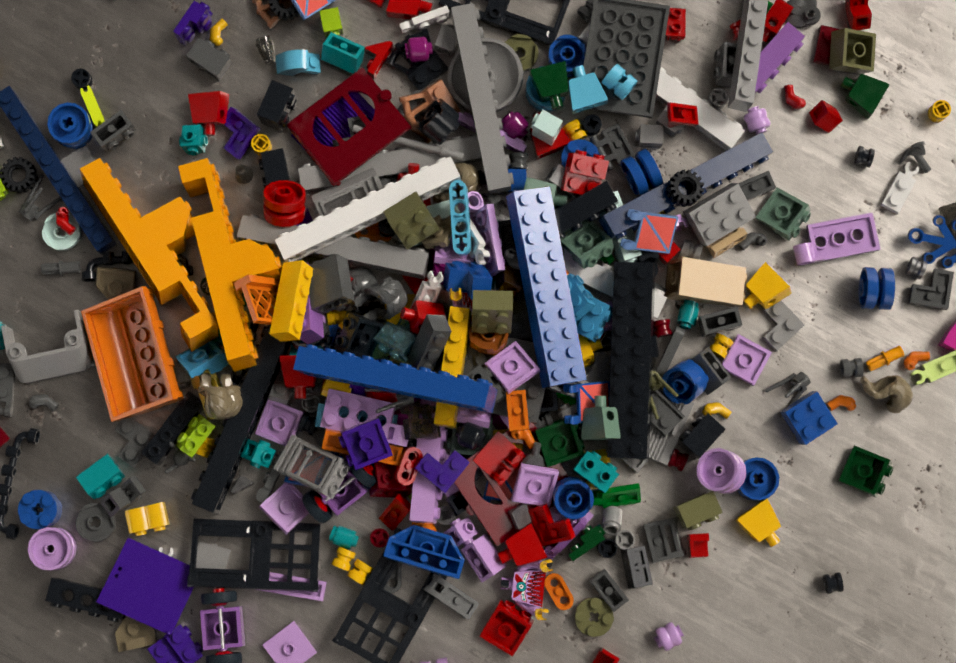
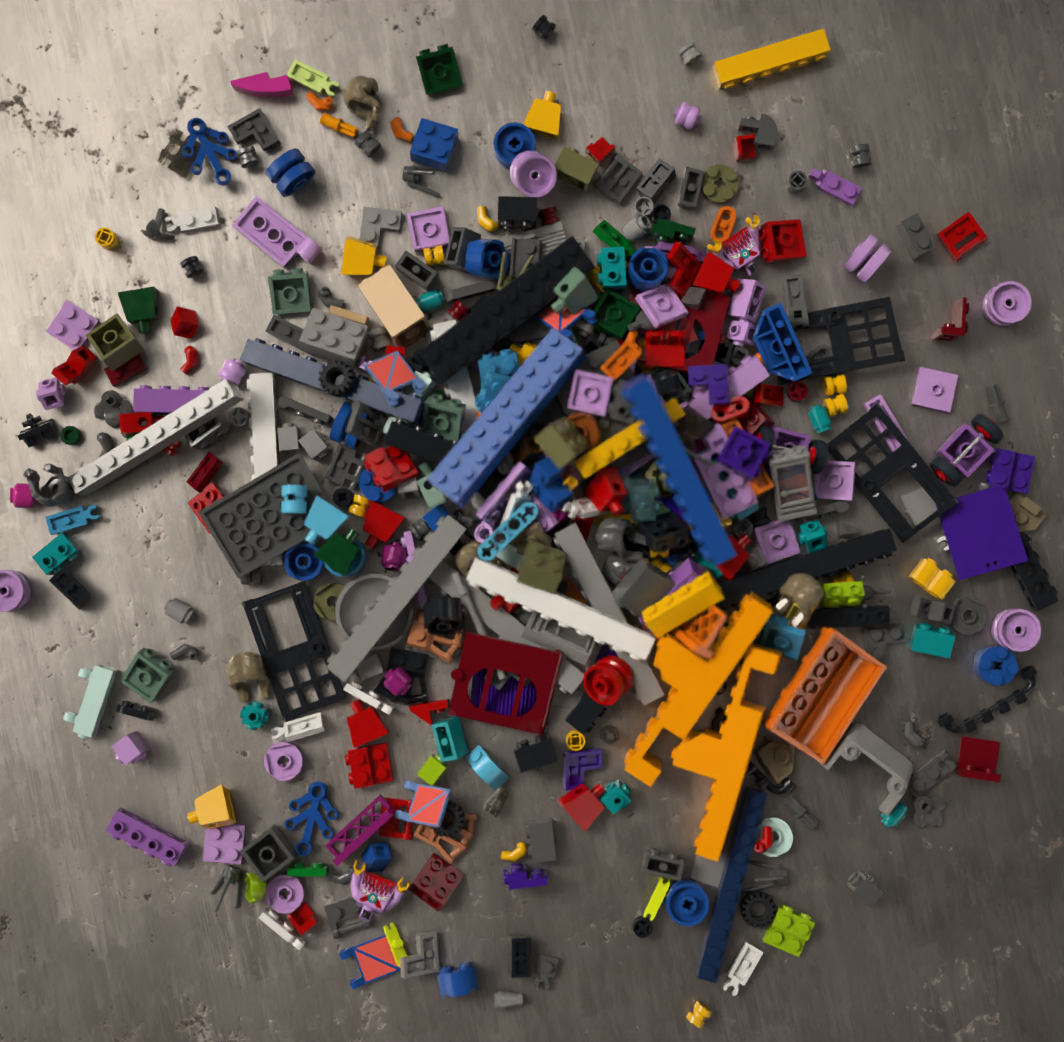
camera: 125 degrees left, 5 degrees up
(430, 342) = (626, 470): dark grey brick -> none
(546, 127) = (378, 526): light aqua brick -> none
(628, 176) = (362, 428): none -> dark grey plate
(681, 114) = (278, 430): red slope -> none
(682, 150) = (303, 410): none -> dark grey plate
(697, 38) = (204, 472): none -> dark red plate
(892, 33) = (72, 325): none -> lavender plate

